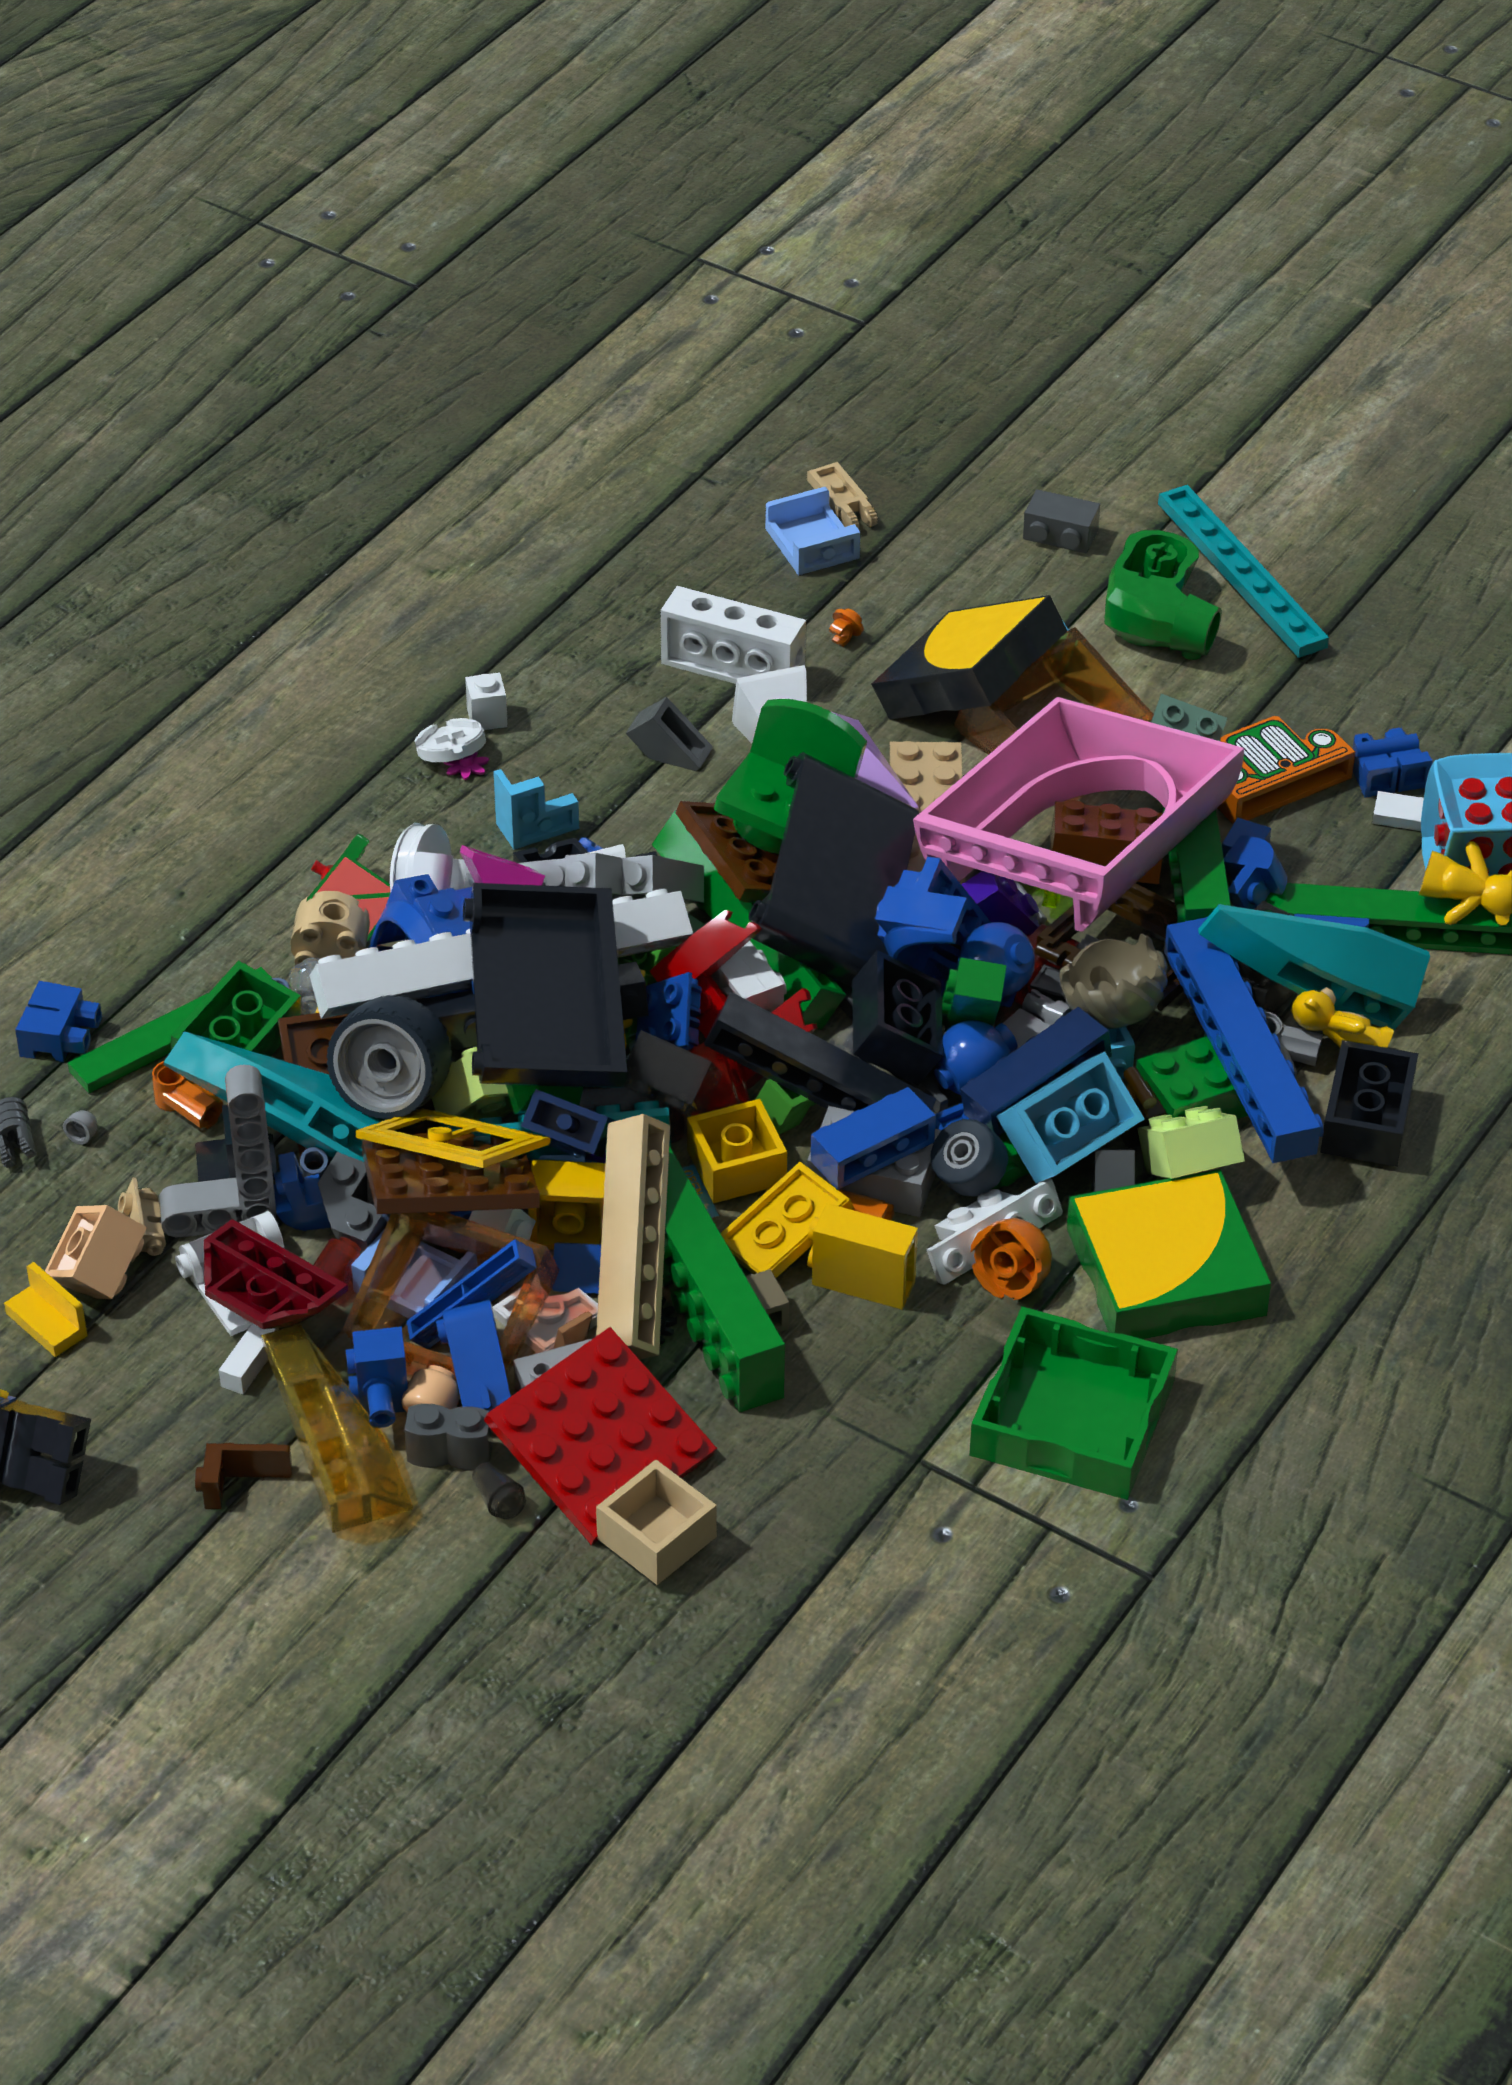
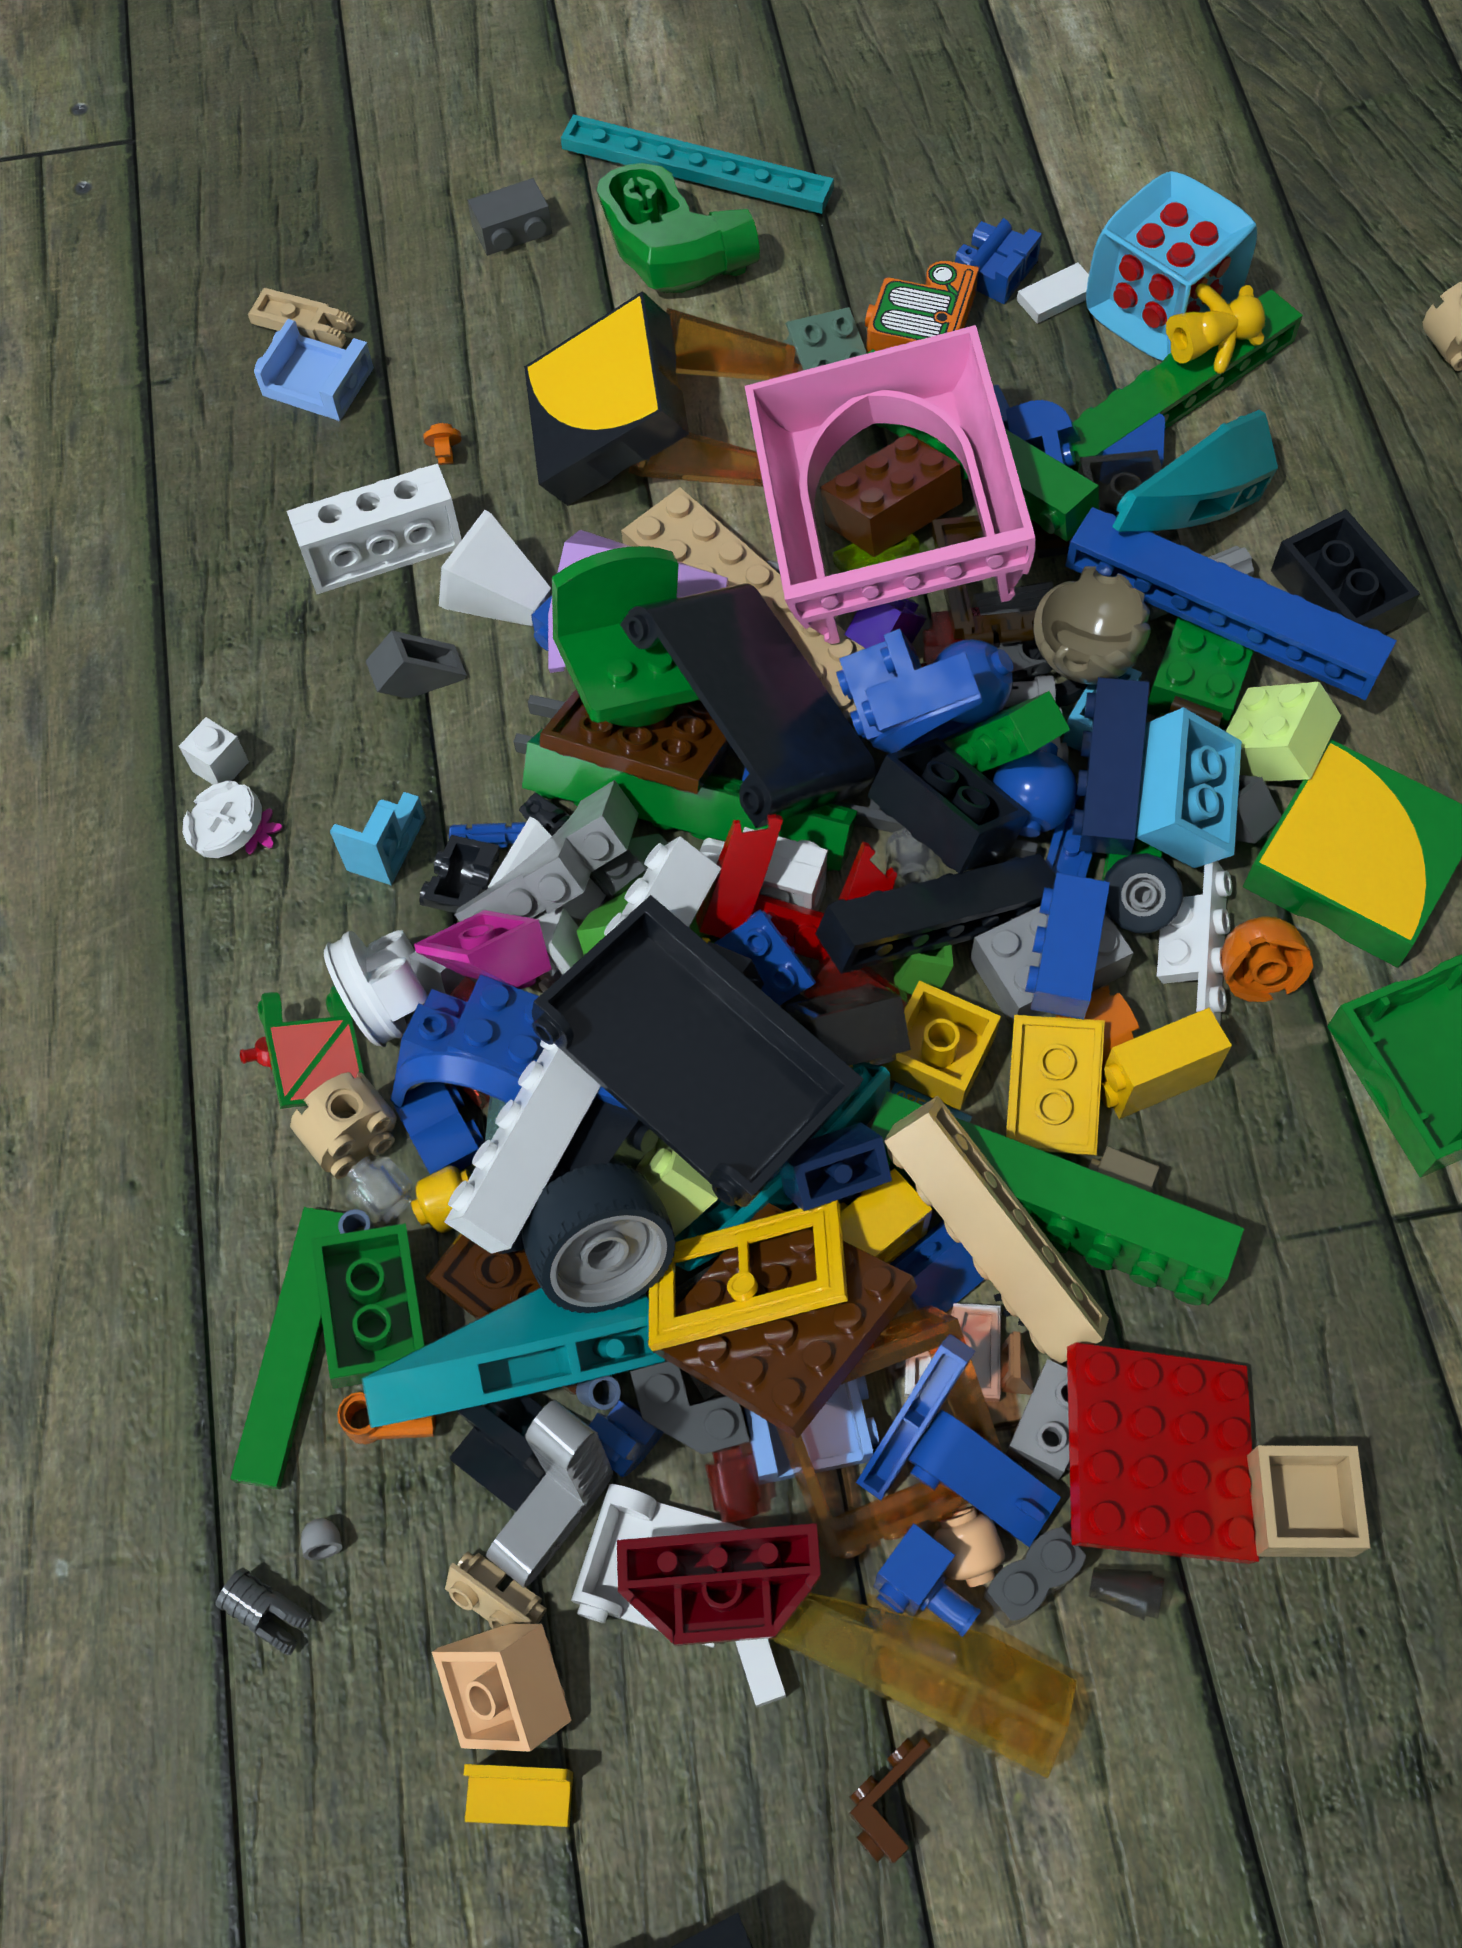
camera: 40 degrees left, 20 degrees up
(54, 1022) = (168, 1447): blue hips -> none
(1316, 1012) = (1259, 528): yellow piece -> none

